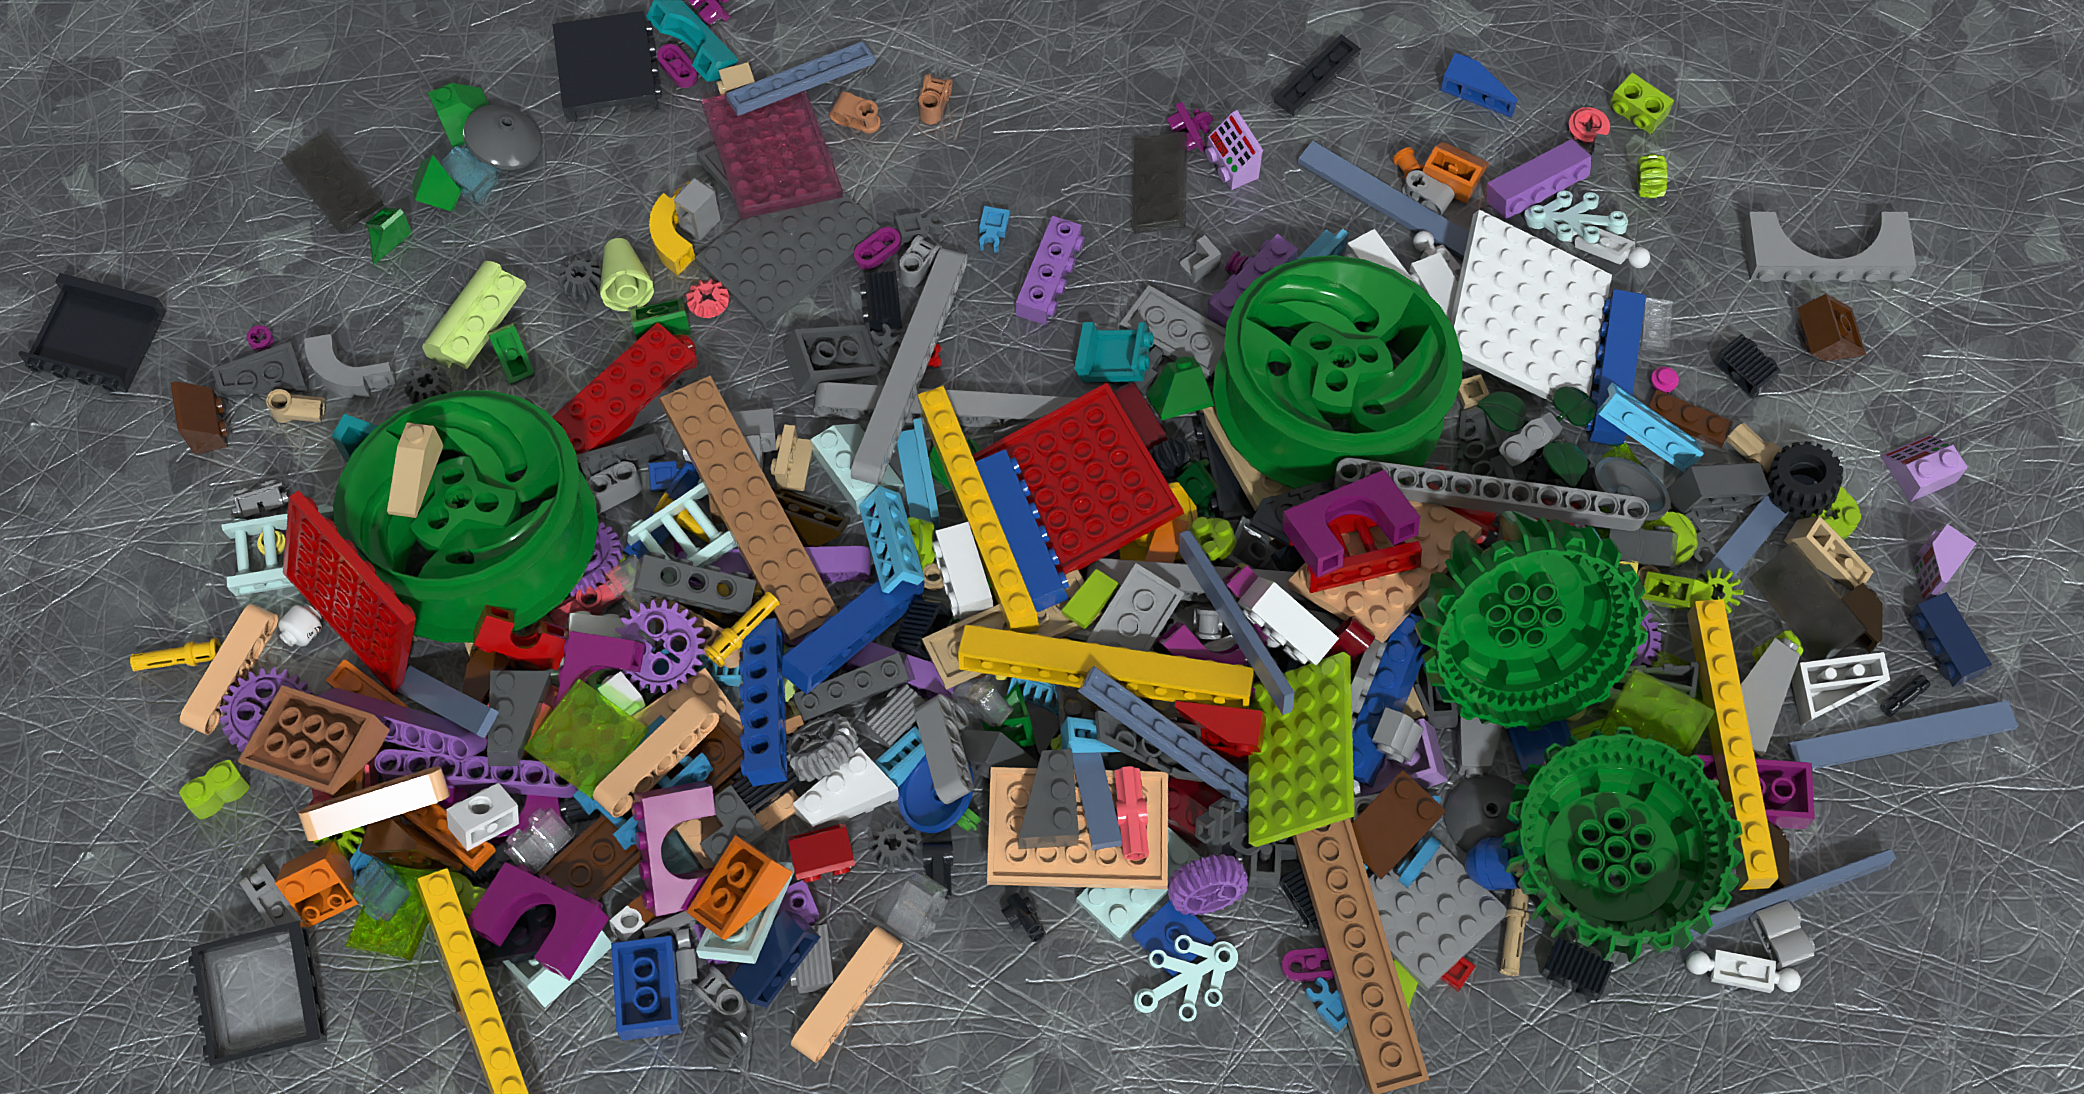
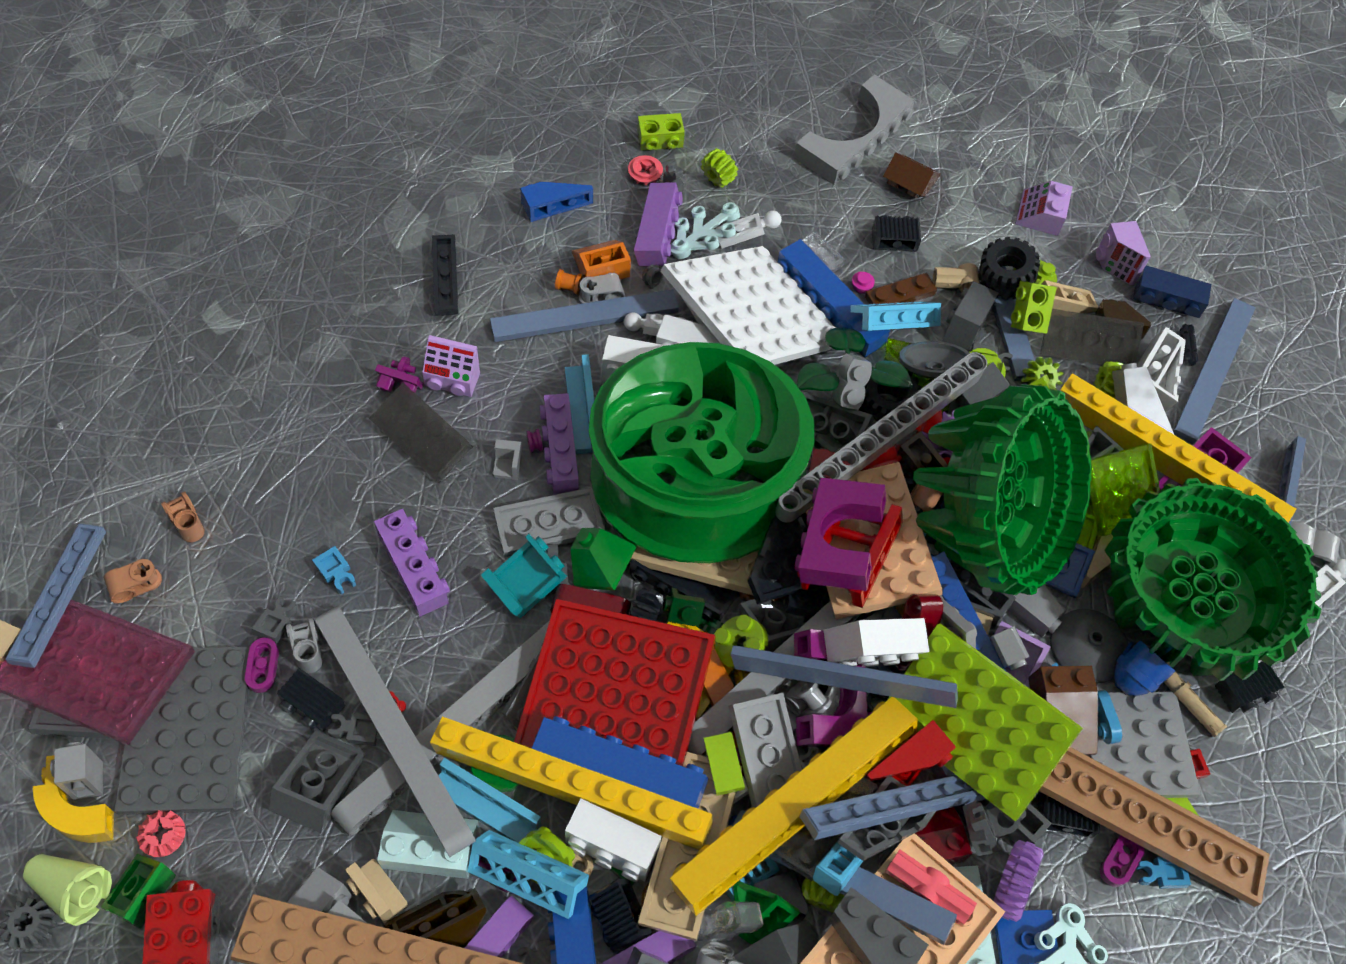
camera: 55 degrees left, 5 degrees down
(1783, 531) = (1038, 308): none -> lime brick

